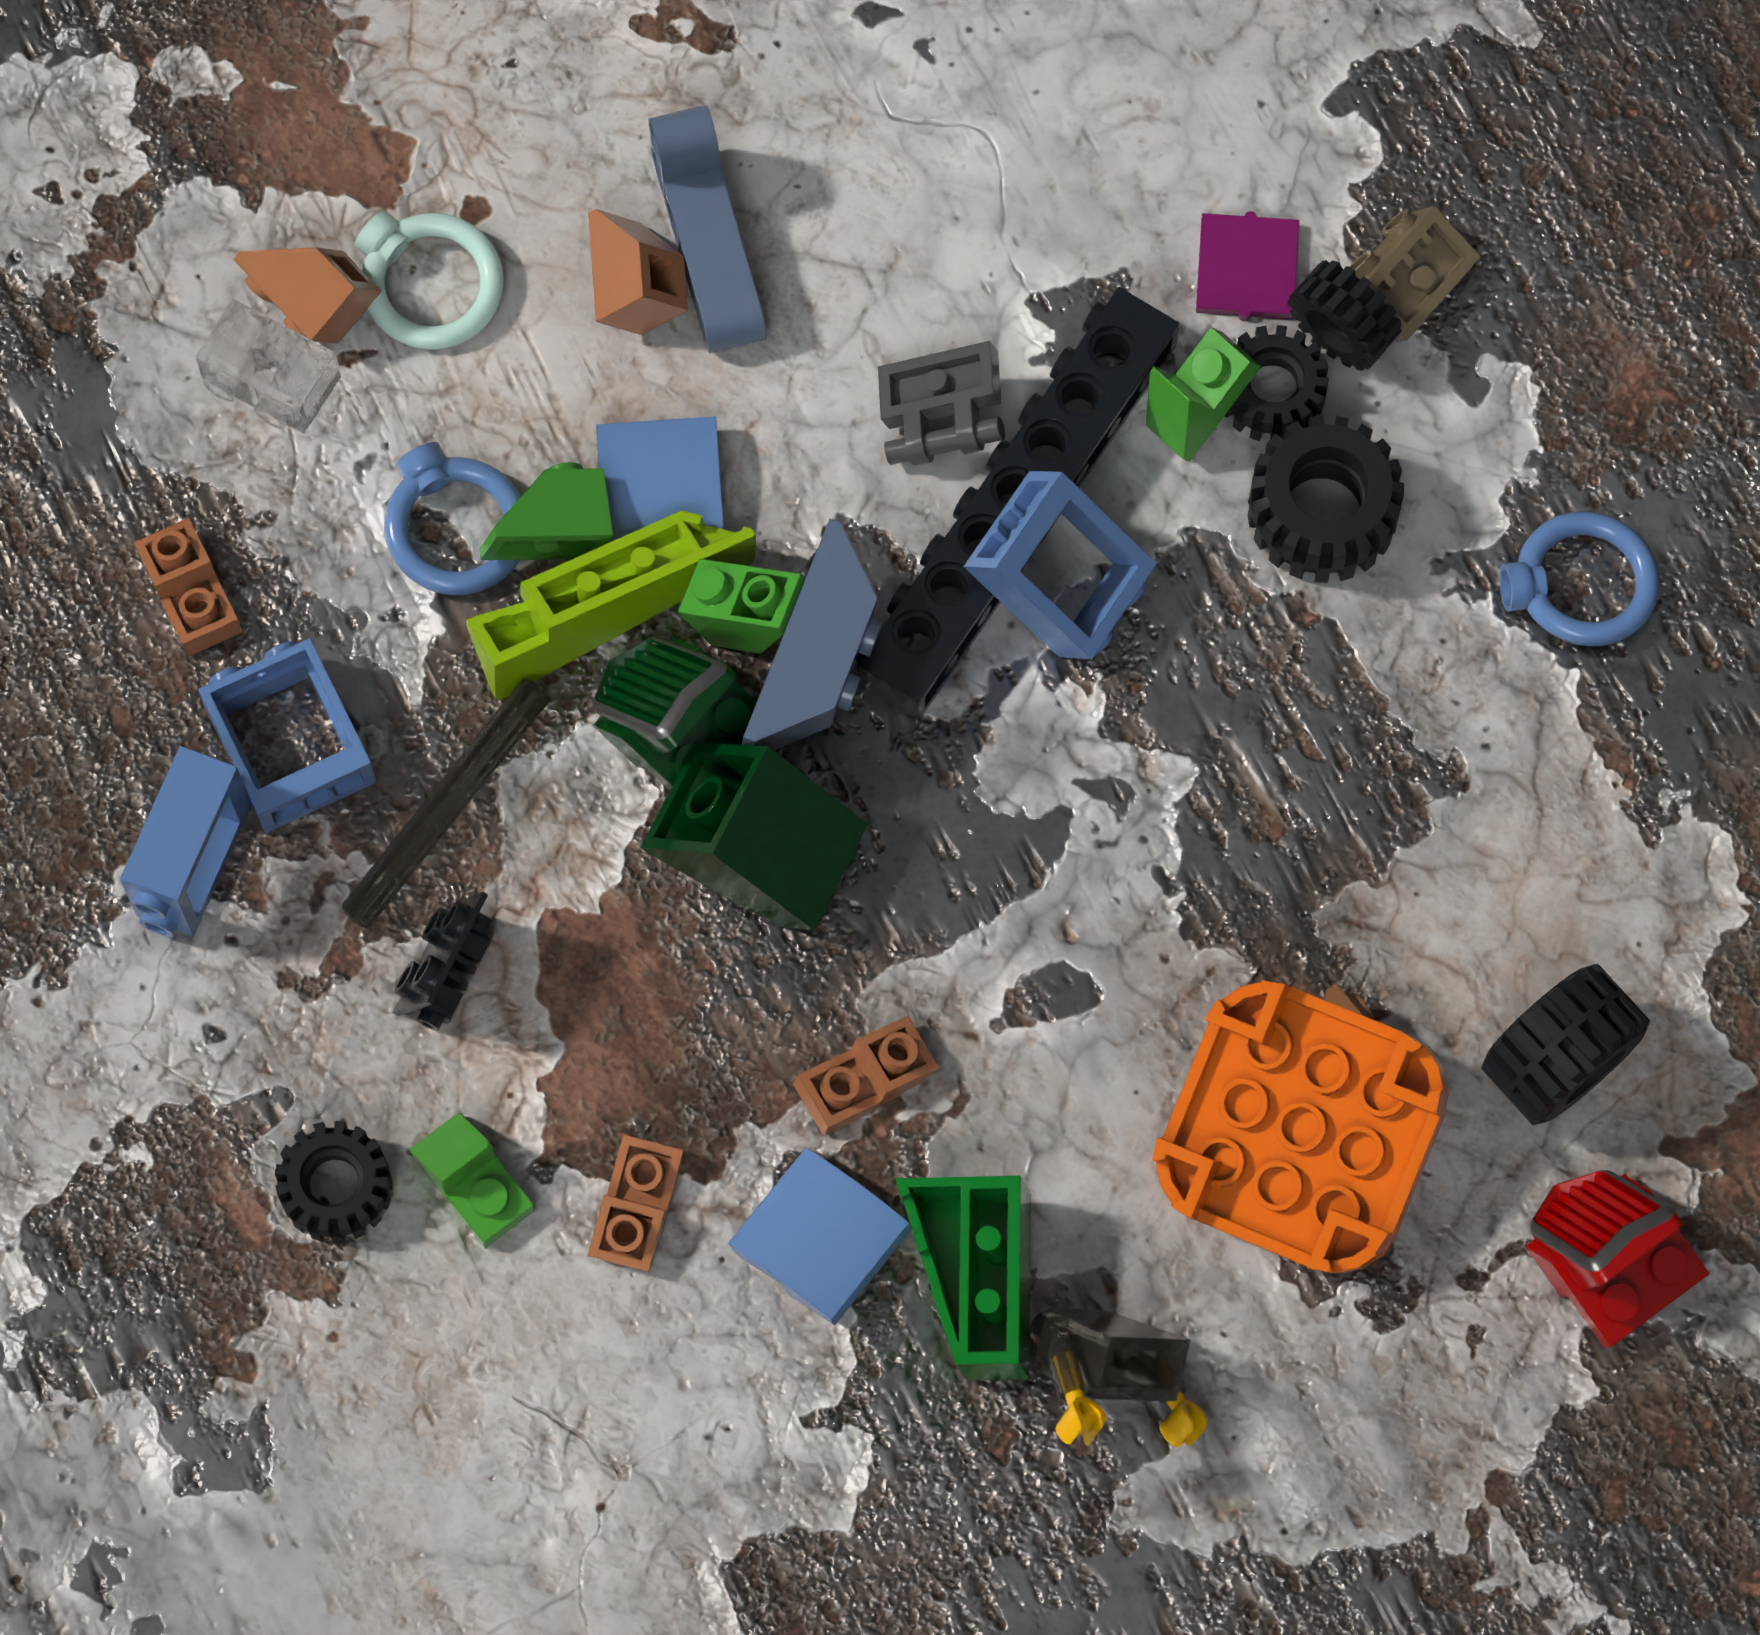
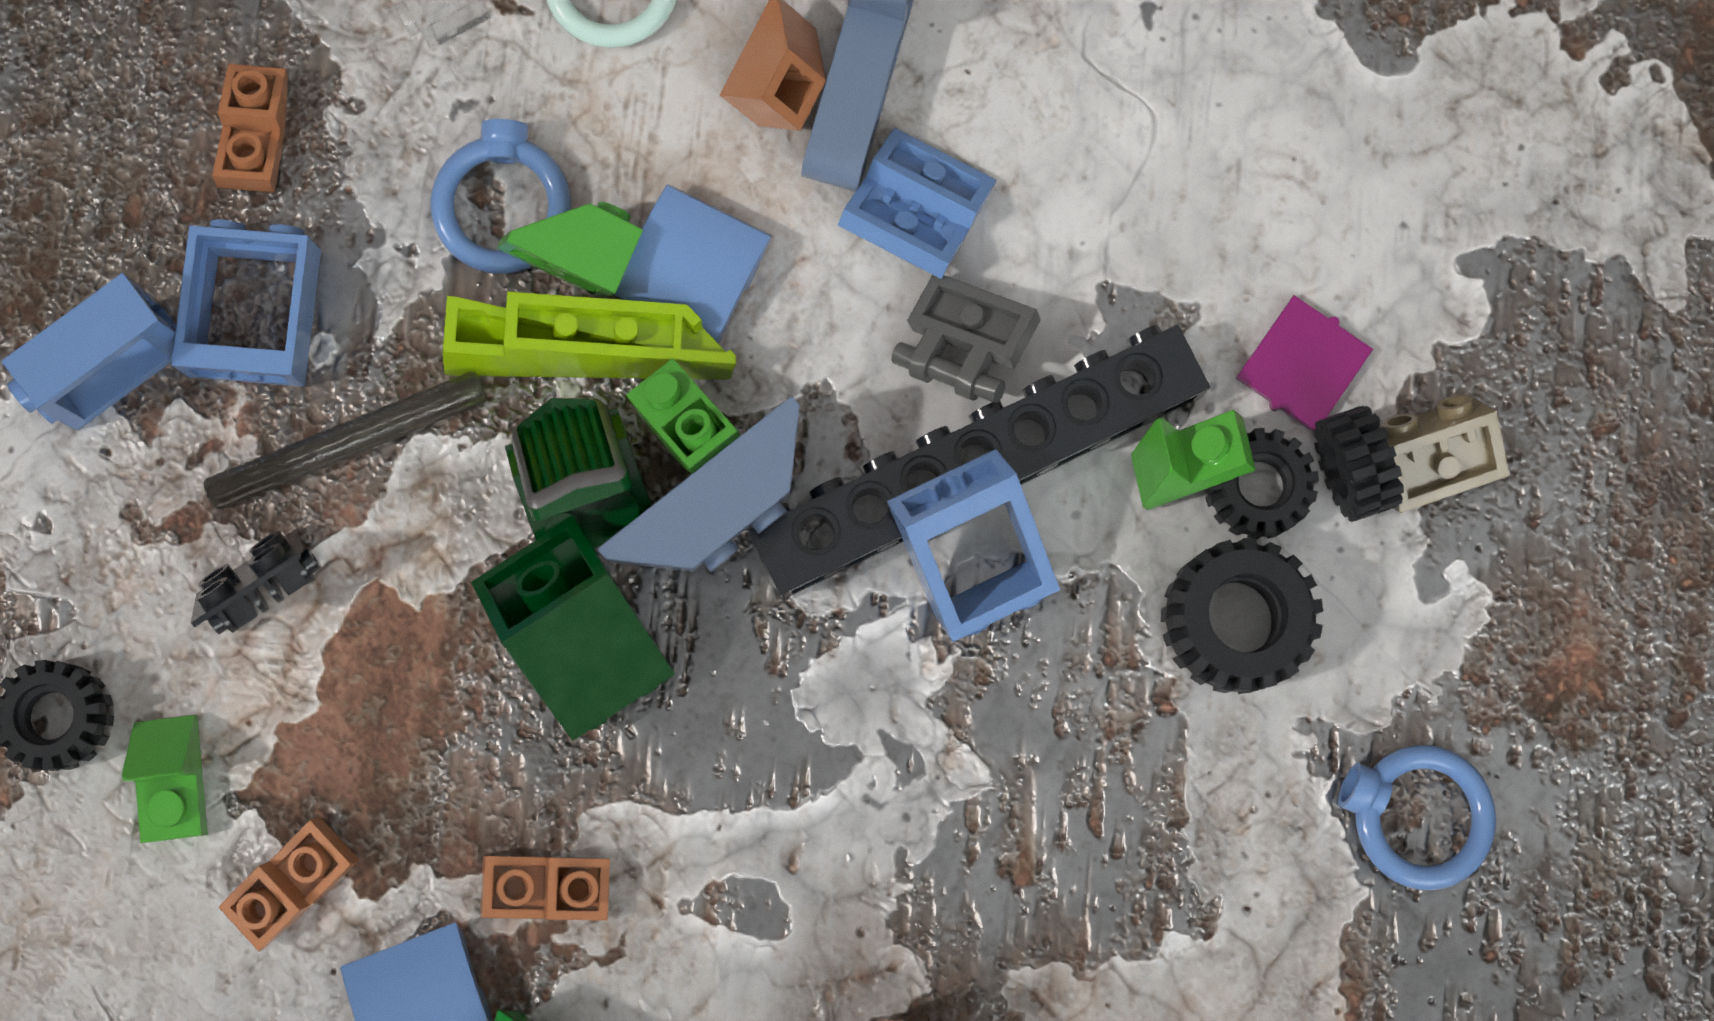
camera: 25 degrees right, 10 degrees up
(826, 317) = (917, 203): none -> medium blue slope

